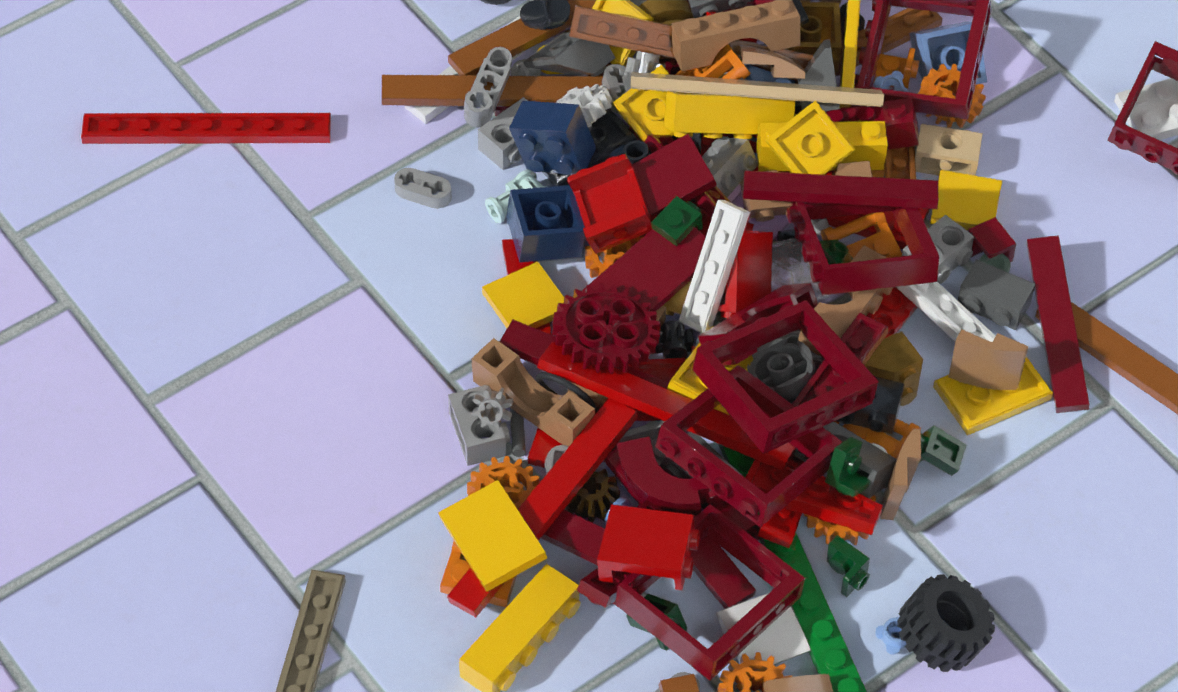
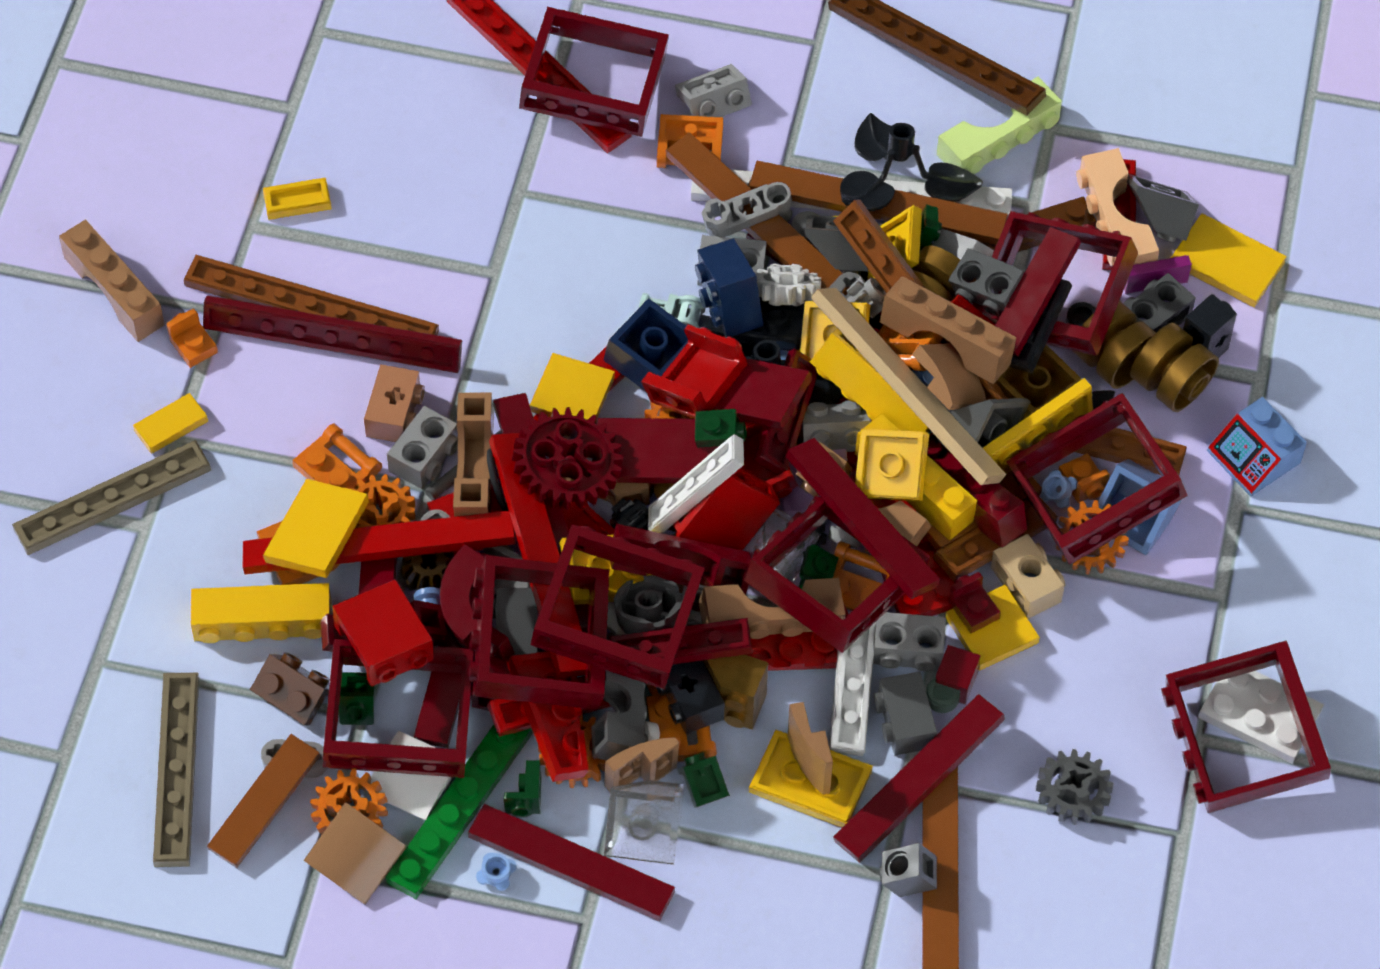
camera: 50 degrees right, 5 degrees up
(142, 521) = (126, 293): none -> medium nougat arch
(156, 354) = (297, 198): none -> yellow tile
(213, 509) = (190, 338): none -> orange bracket
(263, 412) = (258, 288): none -> dark orange tile
(275, 124) = (584, 106): none -> dark red window
(275, 577) = (170, 423): none -> yellow tile
(310, 414) = (332, 334): none -> dark red tile
(353, 43) = (715, 92): none -> light grey bracket
(367, 85) = (673, 127): none -> orange plate
(418, 417) = (393, 402): none -> nougat brick
(422, 188) = (614, 247): light grey beam -> none
(424, 503) = (323, 466): none -> orange plate
(487, 415) = (427, 440): light grey gear -> none
(608, 658) = (291, 687): none -> reddish brown bracket
(844, 466) = (587, 716): dark green bracket -> none
(886, 598) = (571, 862): none -> dark red tile
(931, 637) = (551, 881): black tyre -> none
(946, 507) = (644, 821): none -> clear slope
(950, 195) = (973, 602): none -> dark red bracket
(1144, 379) = (909, 870): none -> dark grey brick
(1158, 245) = (1072, 790): none -> dark grey gear

